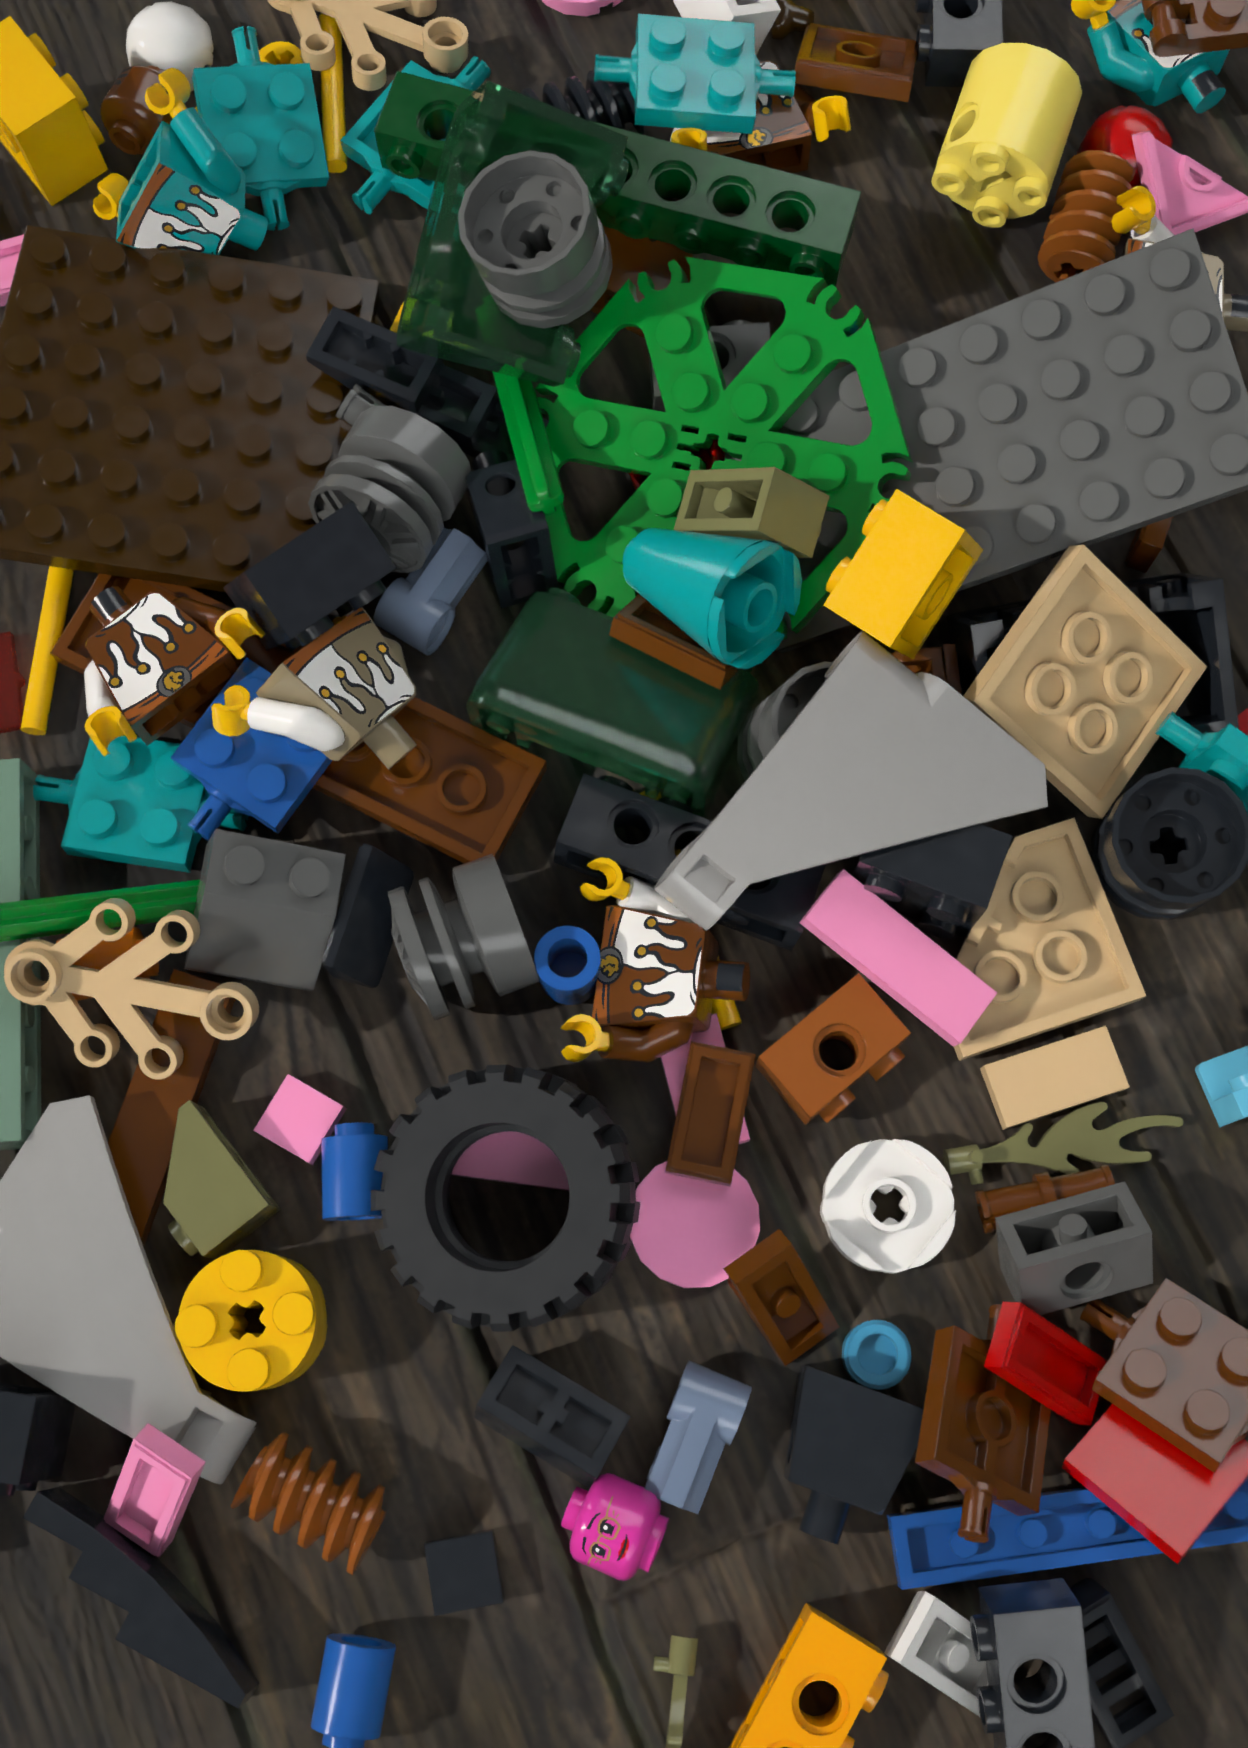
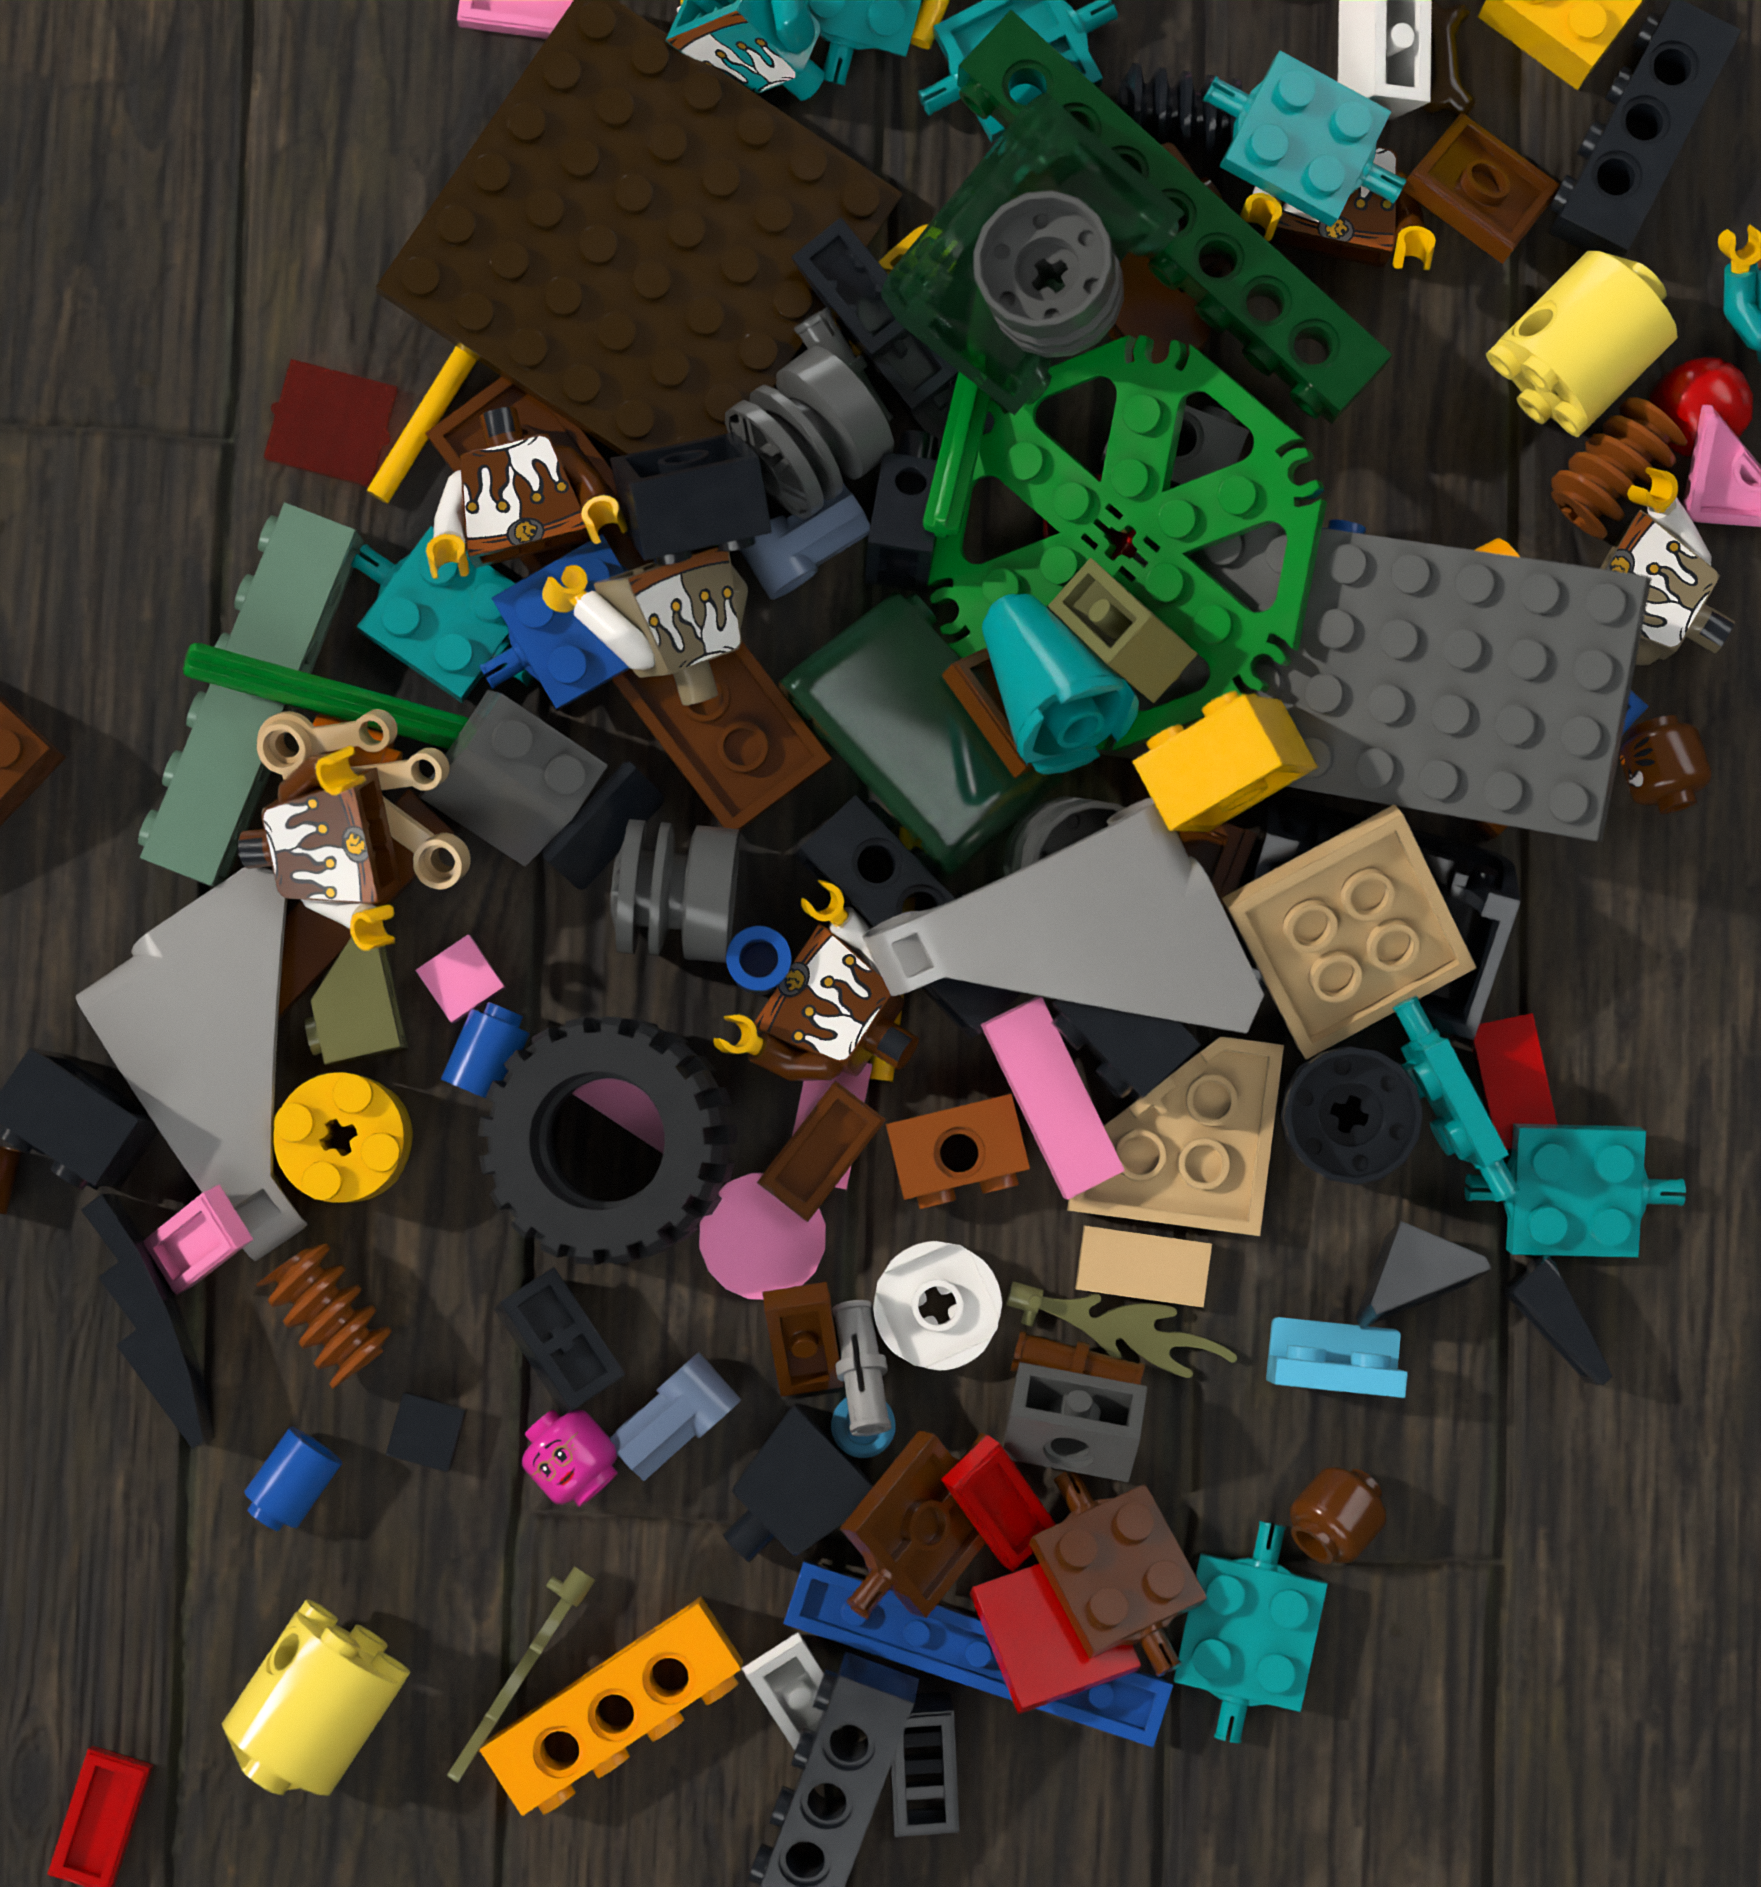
camera: 20 degrees right, 10 degrees up
(113, 1041) = (330, 845): none -> torso
(877, 1332) = (867, 1406): none -> light grey pin

